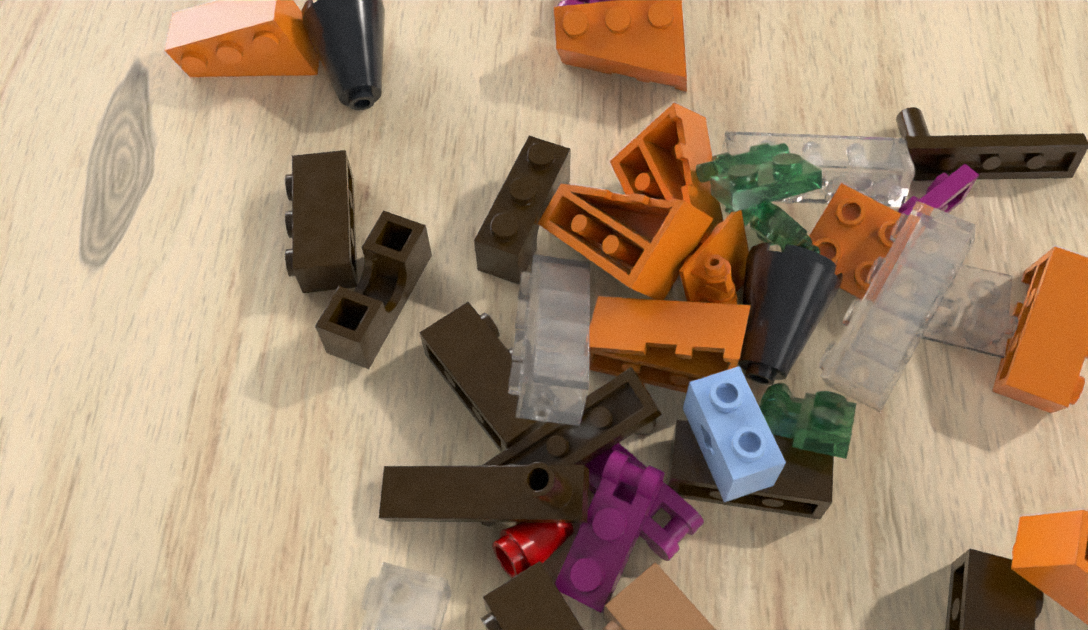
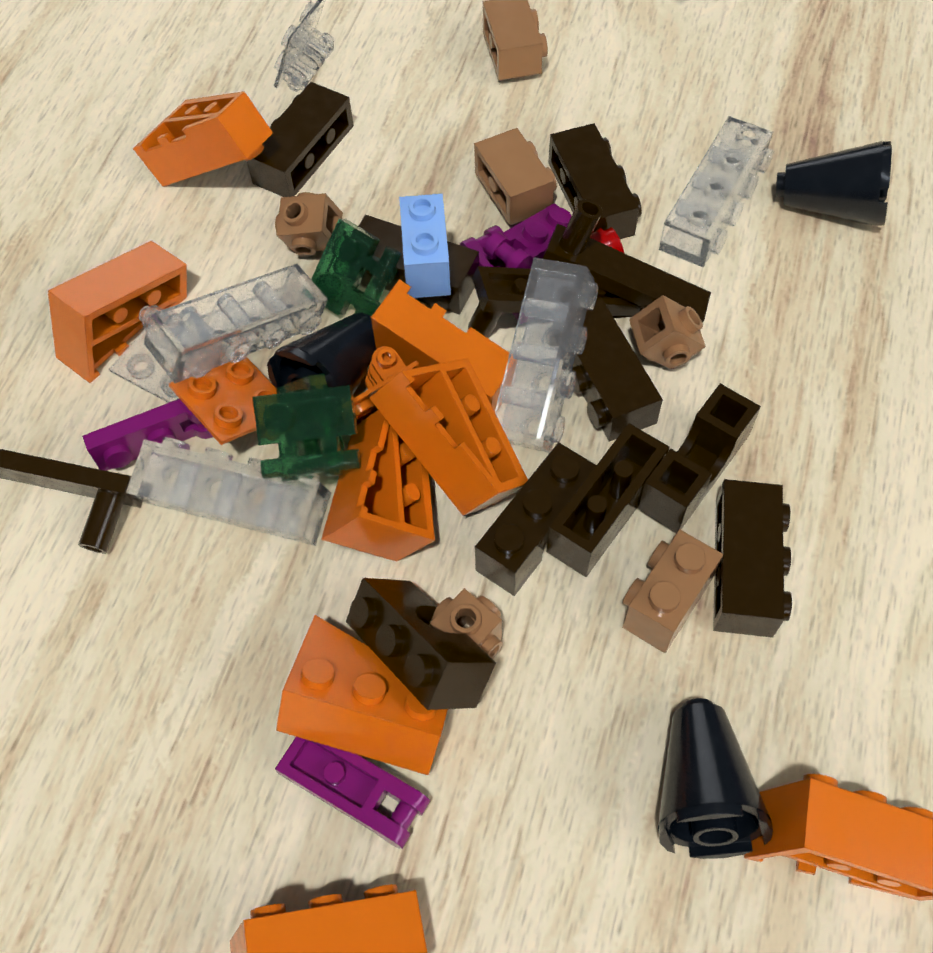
camera: 165 degrees left, 0 degrees up
(390, 171) = (671, 590): none -> medium nougat brick
(424, 426) = (667, 332): none -> medium nougat brick
(446, 250) = (605, 500): none -> dark brown brick
(559, 108) = (477, 613): none -> medium nougat brick
(569, 36) = (433, 664): none -> dark brown arch
(897, 487) = (306, 222): none -> medium nougat brick

